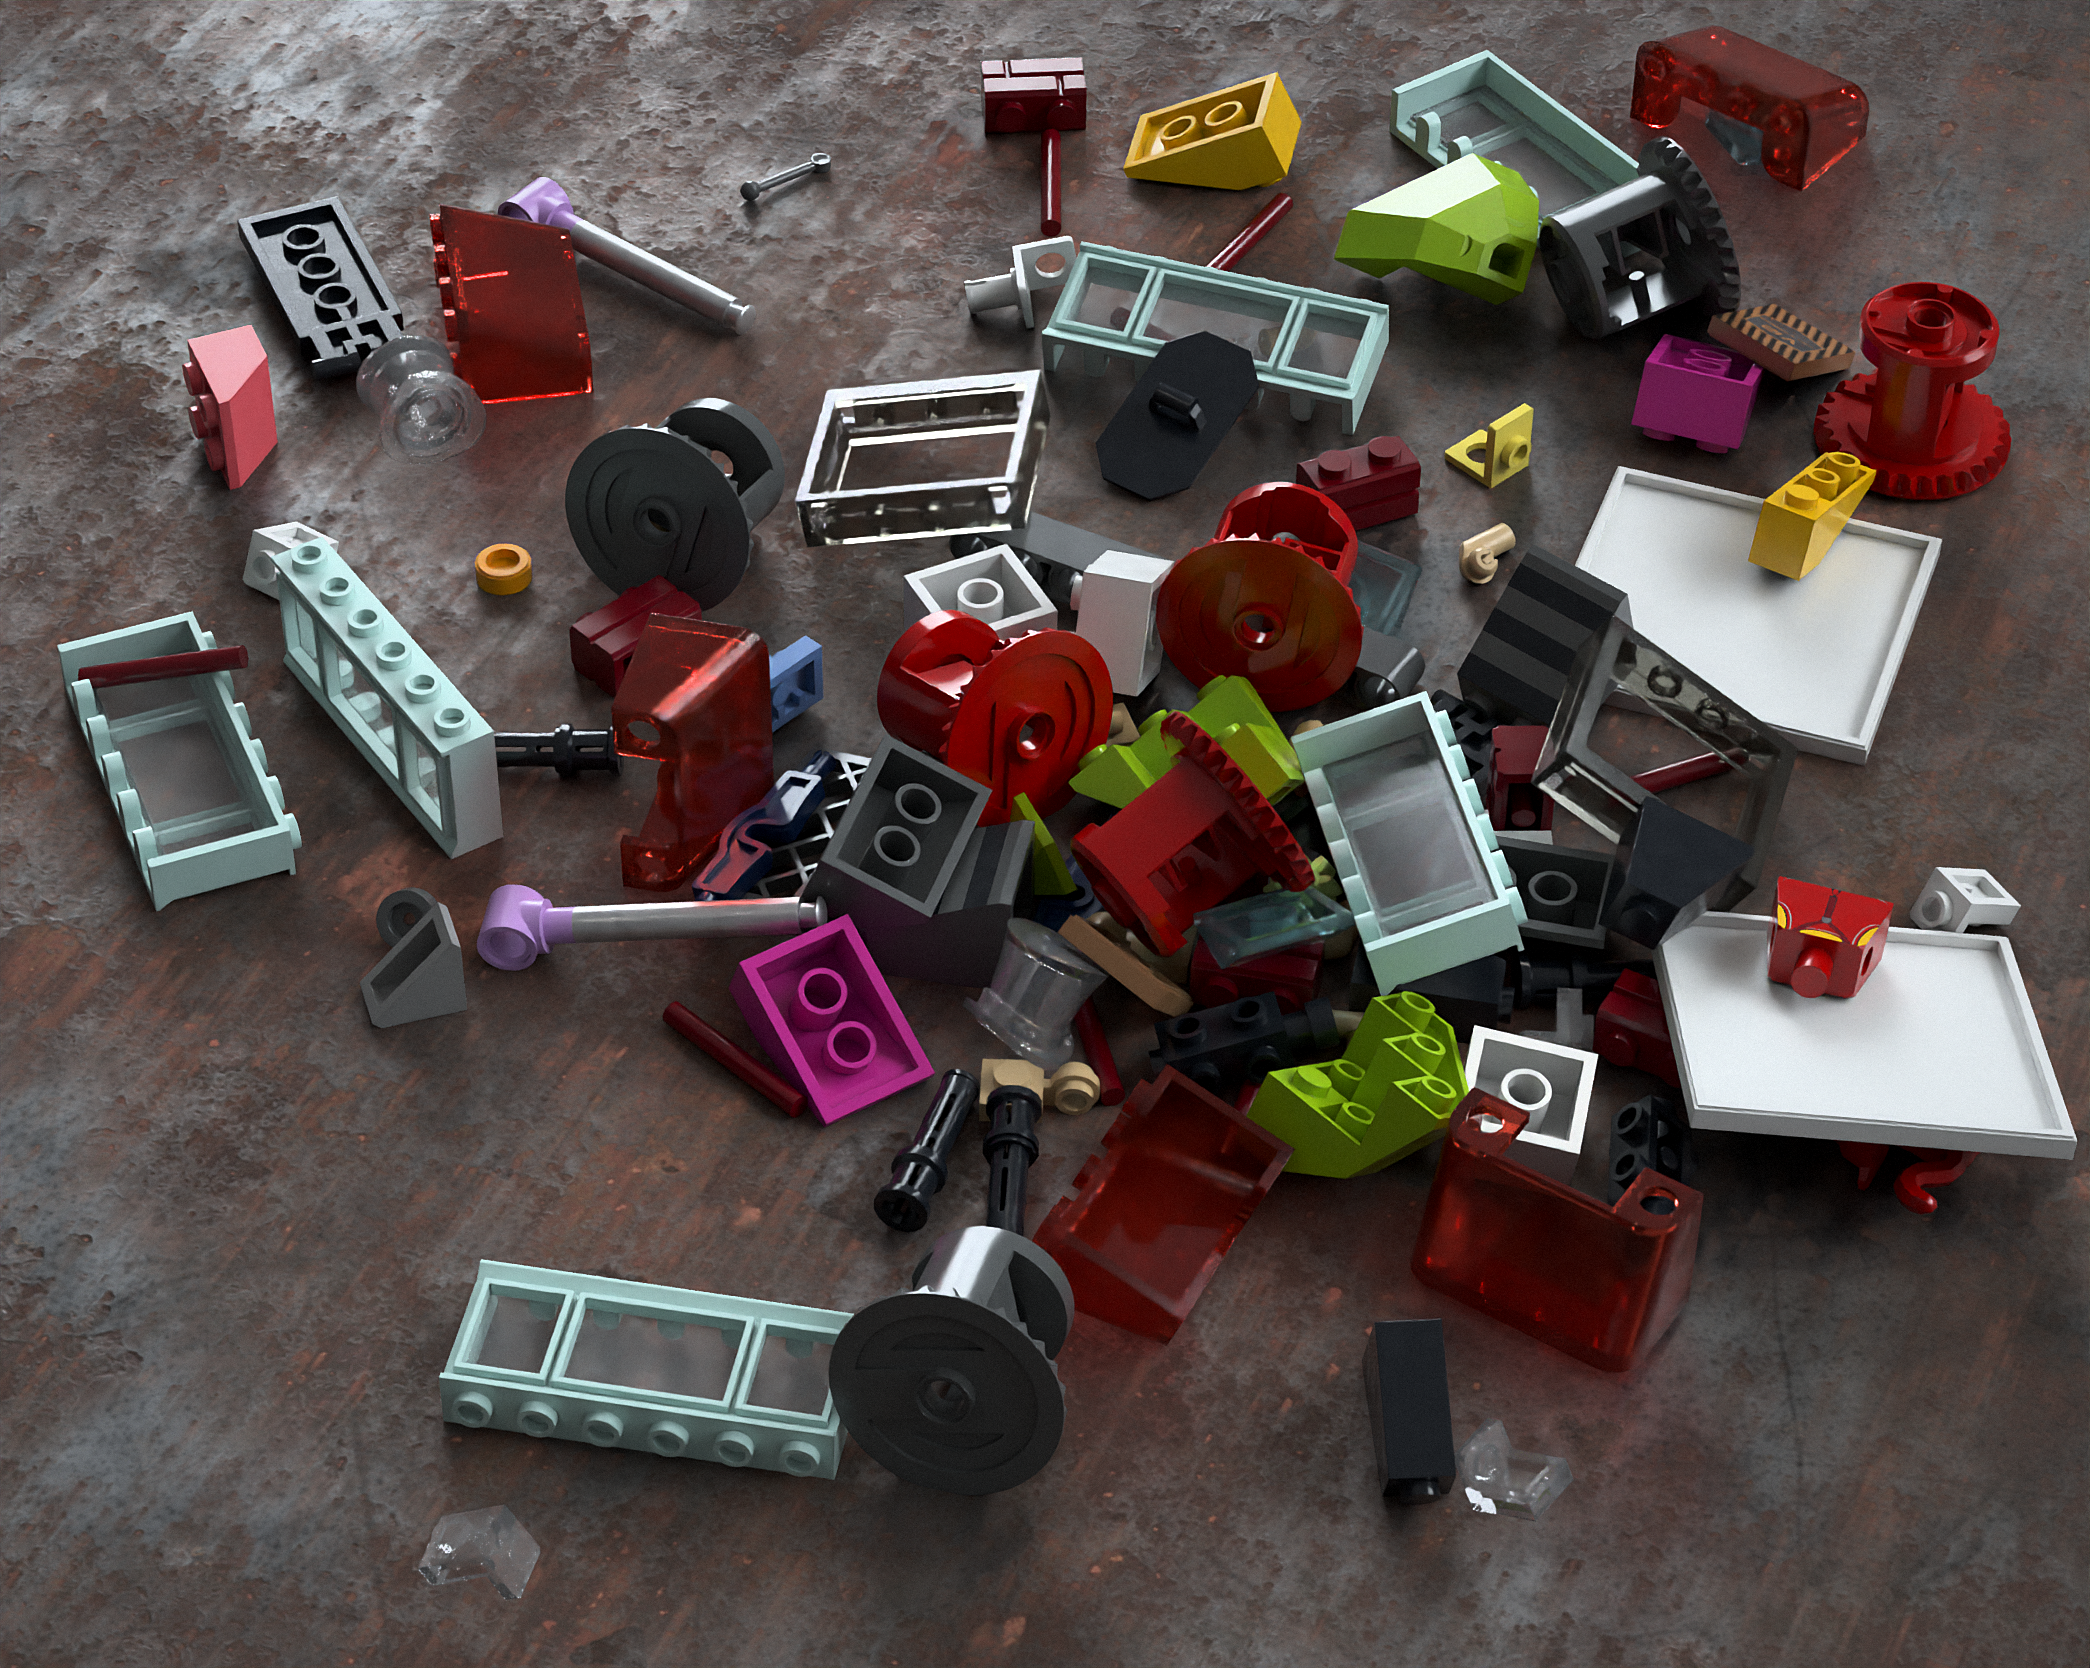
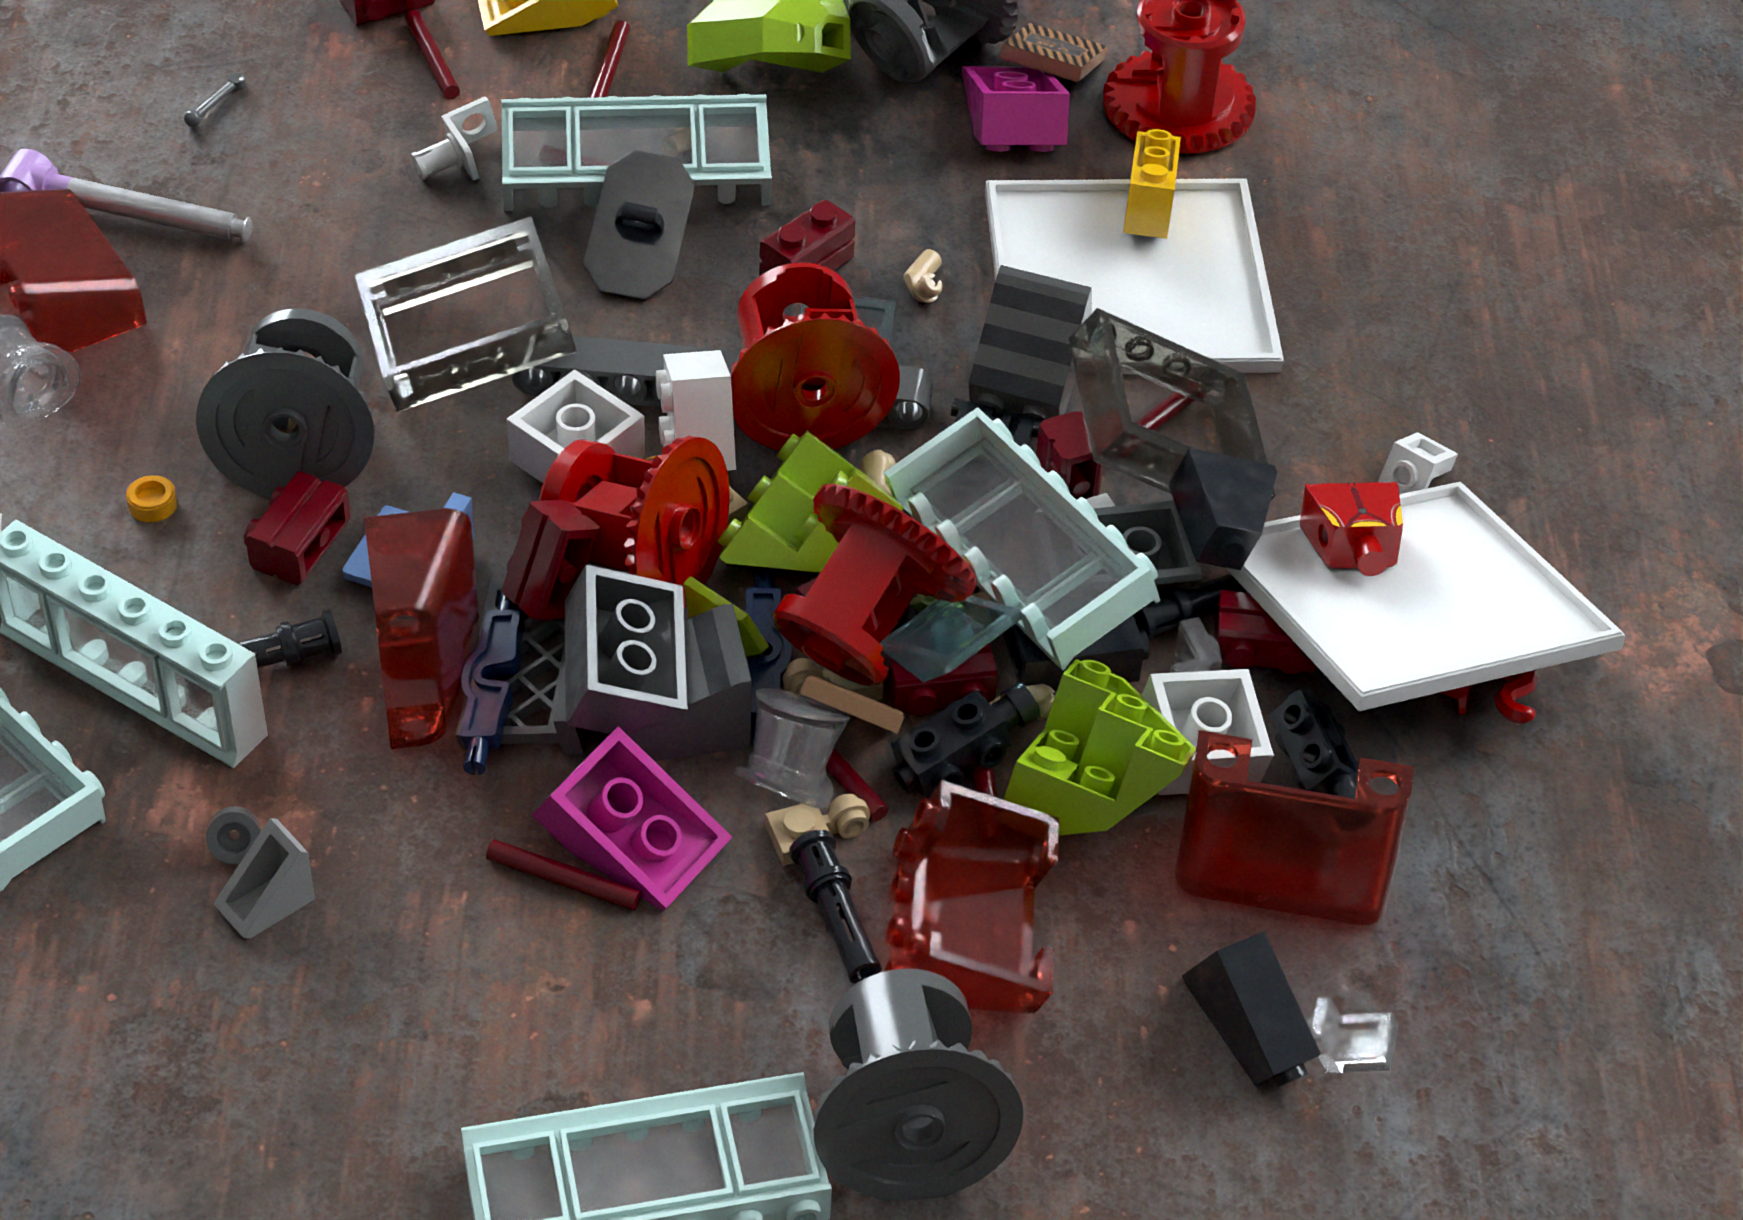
camera: 25 degrees left, 5 degrees up
(525, 924) = (334, 812): flat silver piece -> none
(872, 702) = (548, 557): none -> dark red brick
(952, 1102) = (765, 924): black pin -> none
(1506, 448) = (901, 190): light yellow bracket -> none

